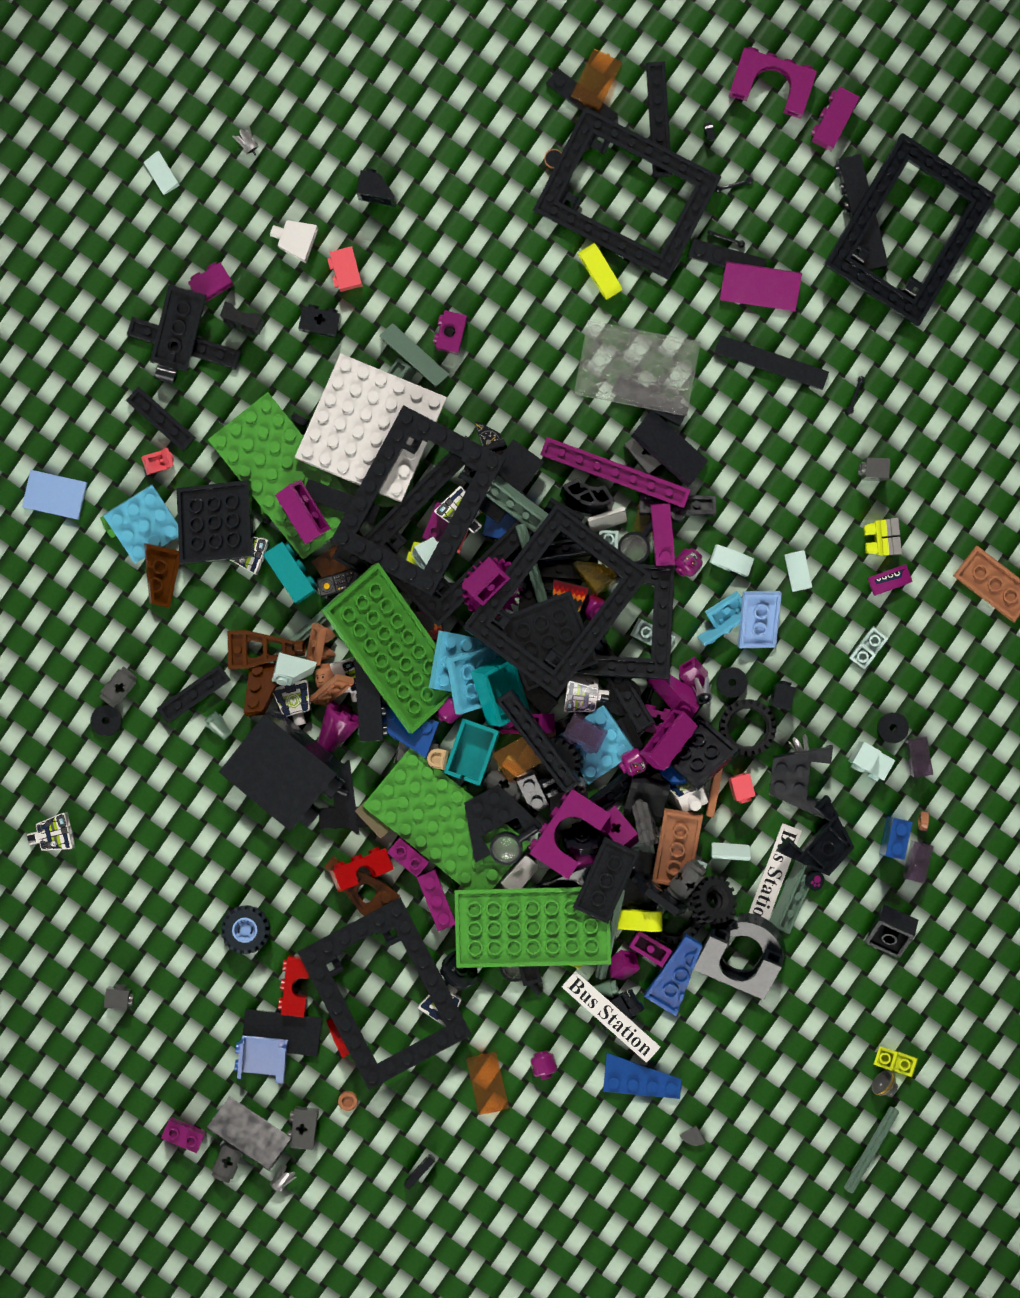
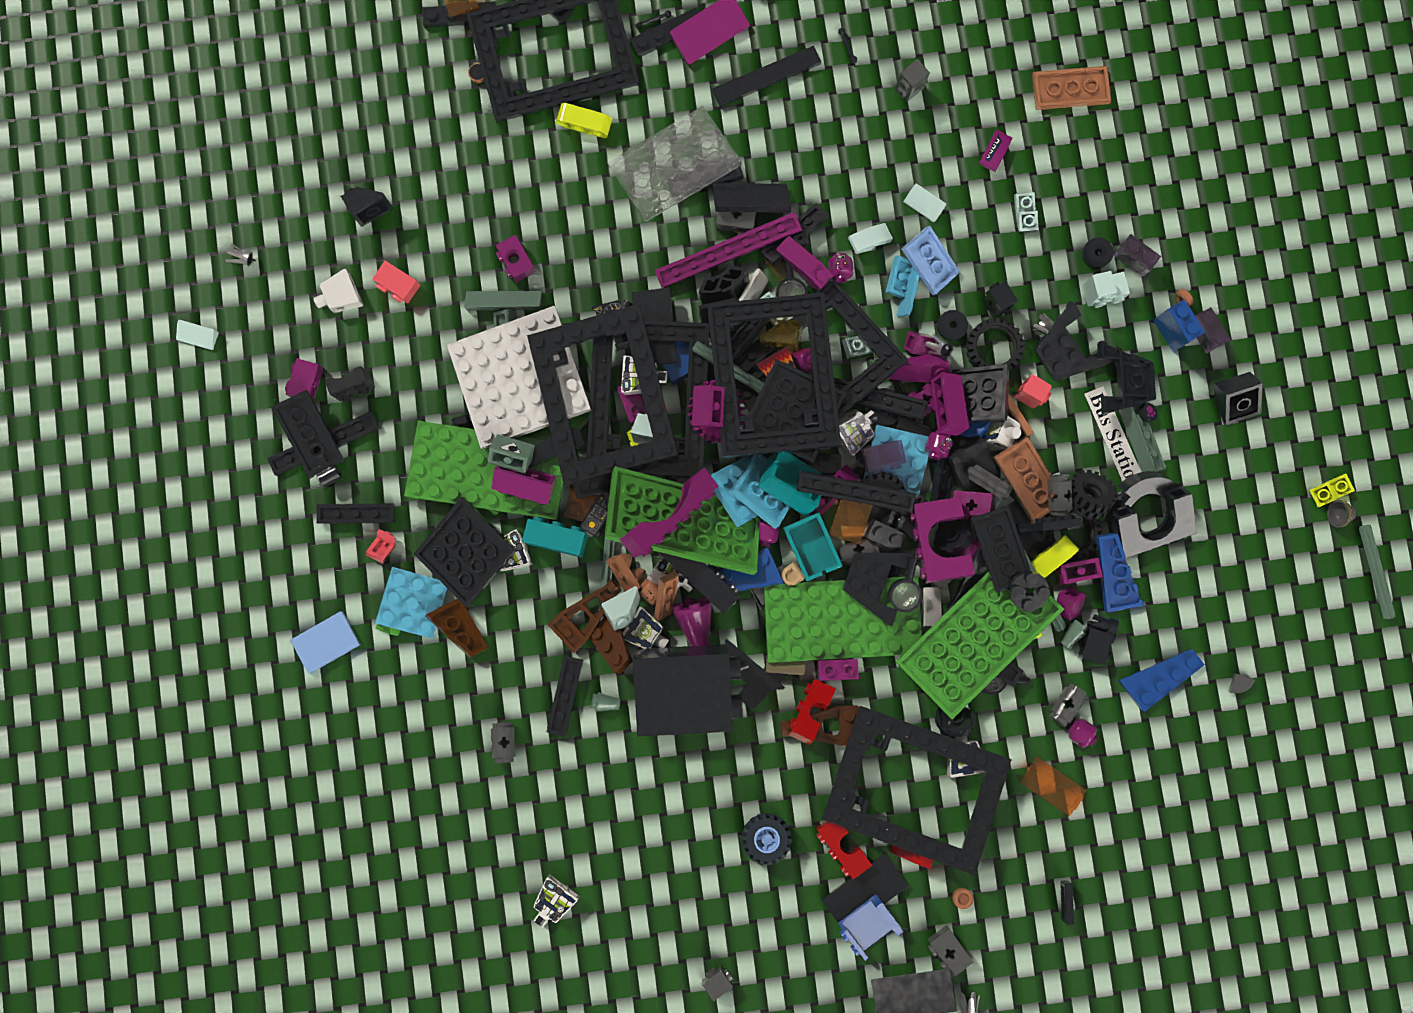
camera: 40 degrees left, 5 degrees down
(98, 724) = (508, 780): black piece -> none
(312, 483) = (511, 453): none -> sand green brick
(328, 328) = (421, 336): black brick -> none
(421, 633) = (645, 534): none -> magenta arch
(436, 899) = (888, 682): magenta arch -> none
(516, 504) = (678, 334): sand green slope -> none
(540, 1035) = (1065, 716): none -> dark grey piece
(604, 920) = (1036, 598): none -> black plate
(611, 1016) = (1099, 649): white sticker -> none
(730, 851) = (1068, 447): light aqua slope -> none
(881, 529) = (957, 122): neon yellow hips -> none

